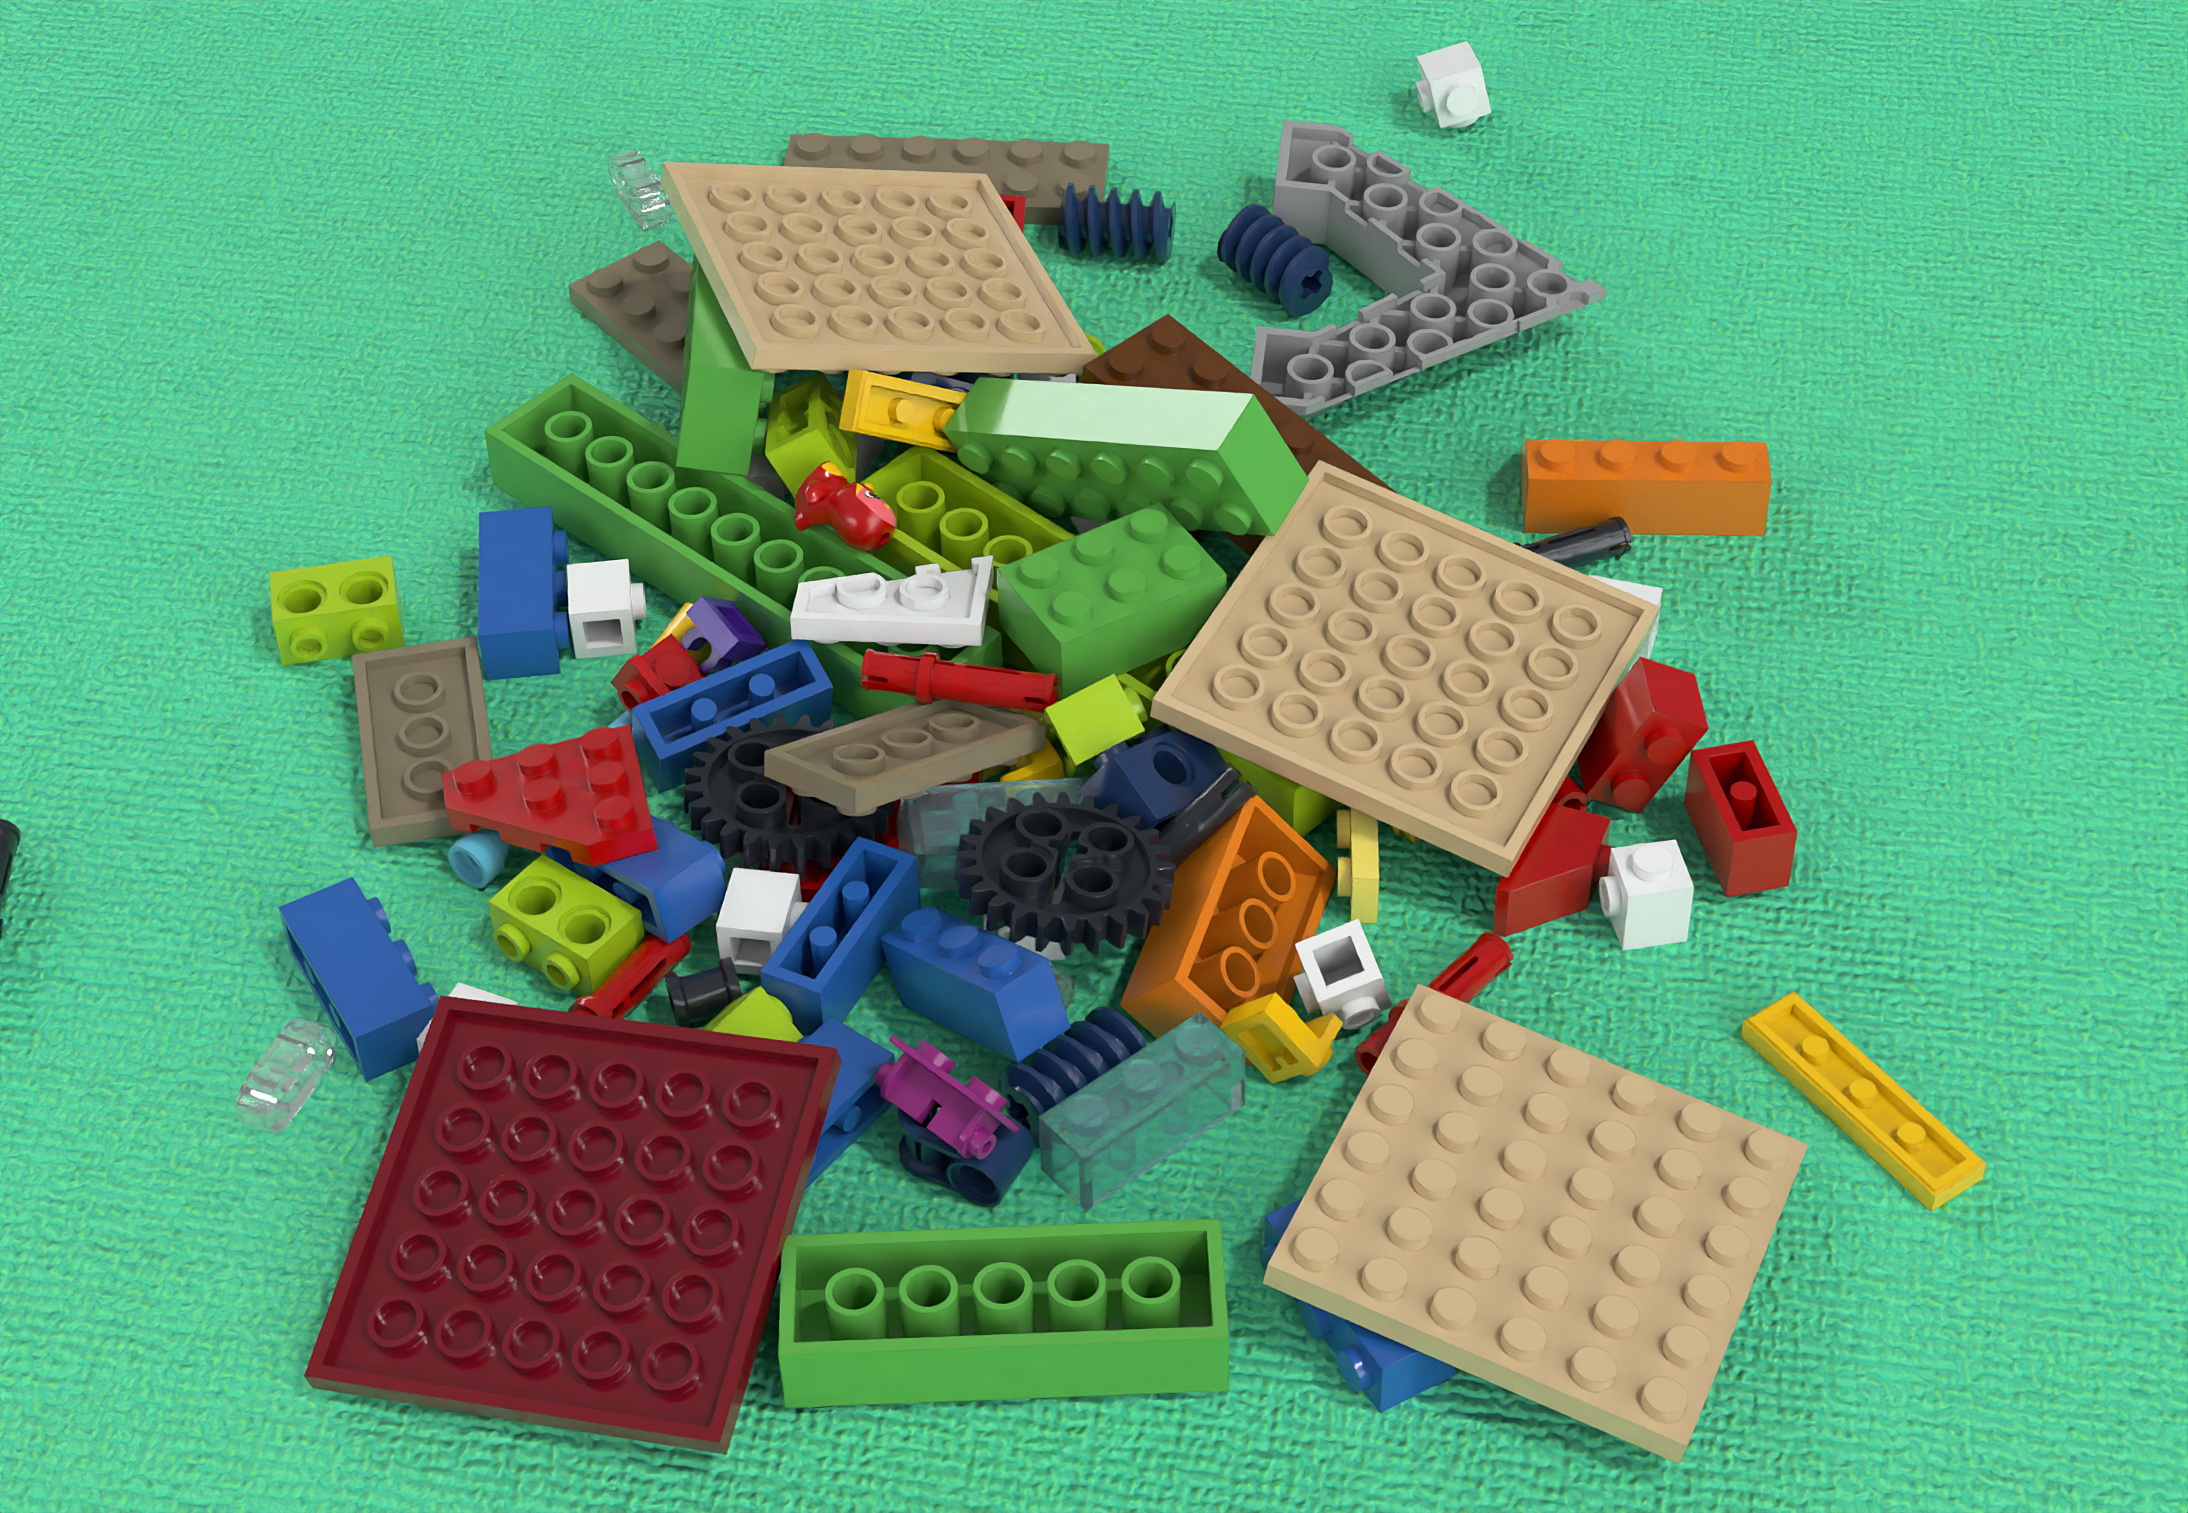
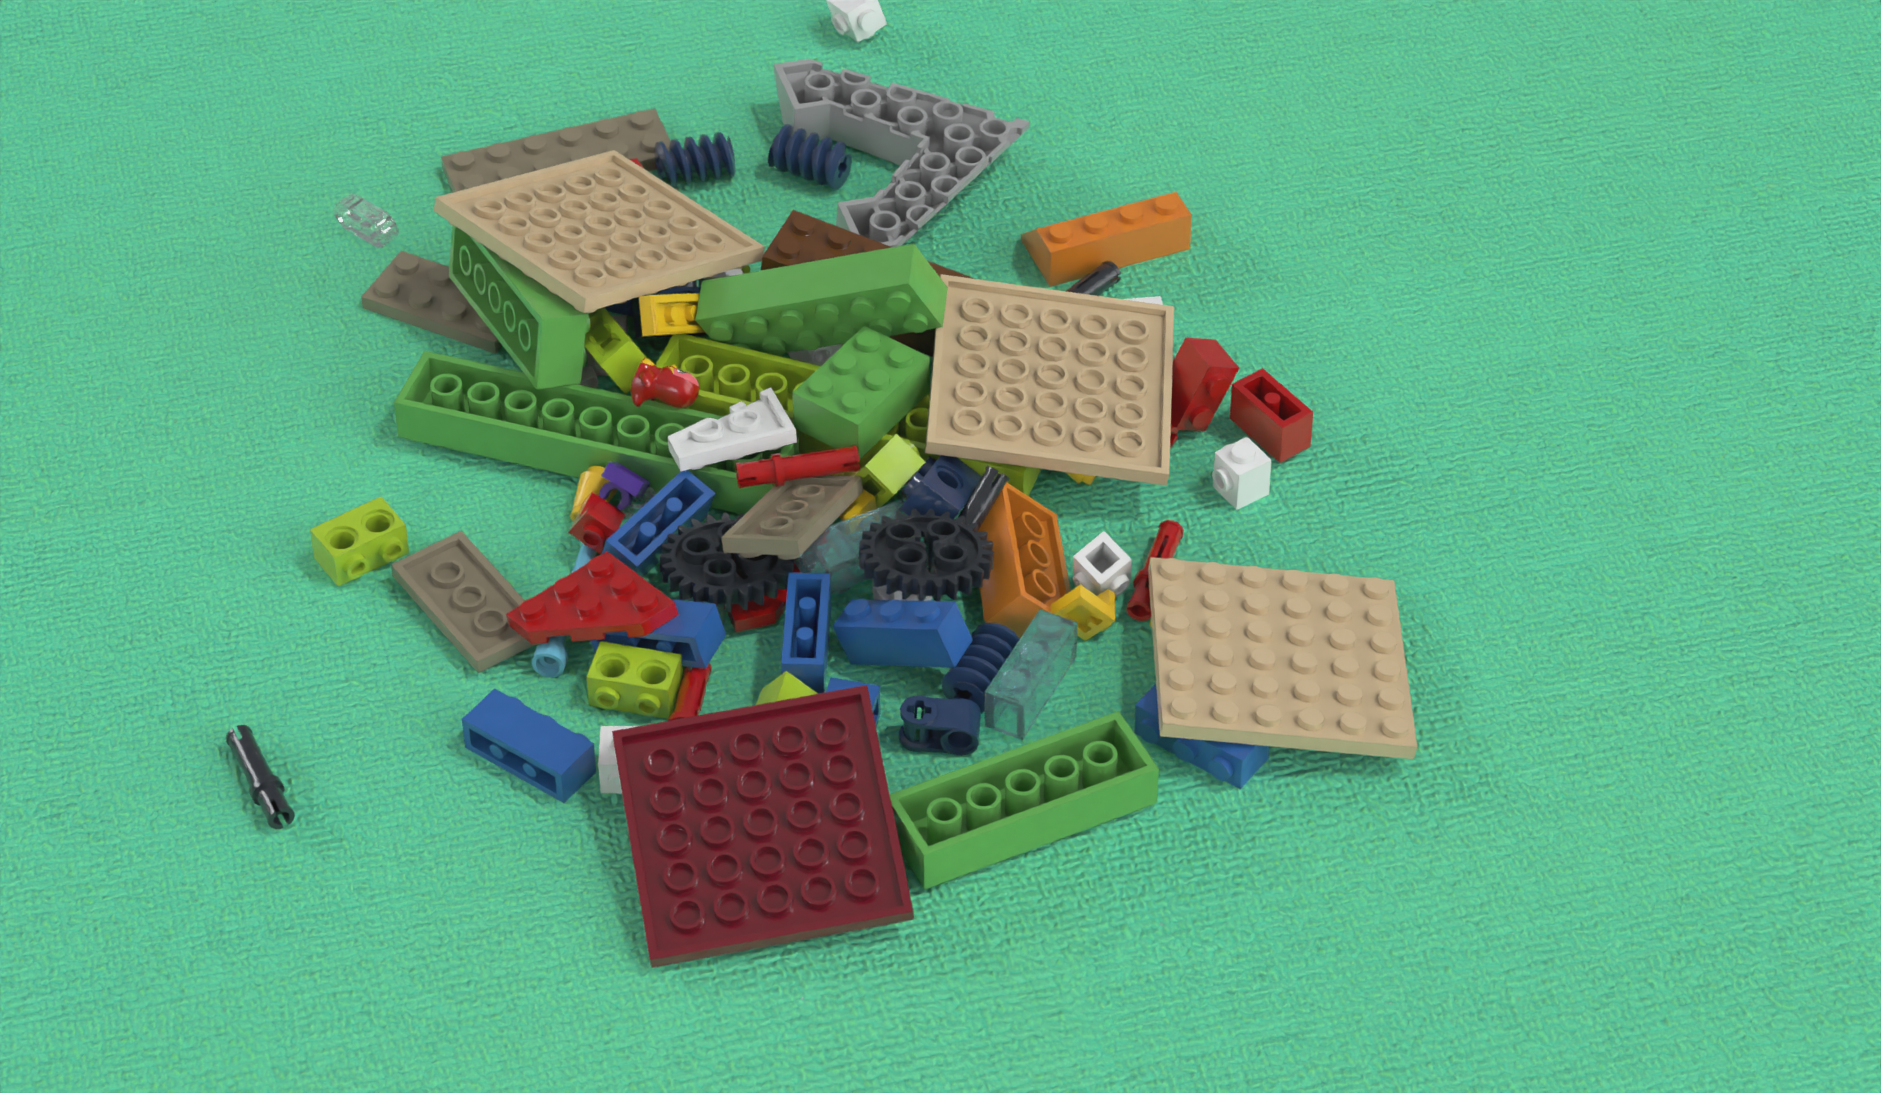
camera: 25 degrees left, 0 degrees up
(286, 1075) = (523, 811): clear beam -> none
(522, 593) = (469, 495): blue brick -> none
(604, 608) = (528, 491): white brick -> none
(702, 993) = (739, 690): black bush -> none
(756, 909) = (751, 632): white brick -> none
(967, 1112) = (913, 690): magenta hinge -> none
(1360, 871) = (1072, 503): light yellow plate -> none
(1554, 870) = (1186, 476): red slope -> none
(1863, 1101) = (1407, 549): yellow tile -> none

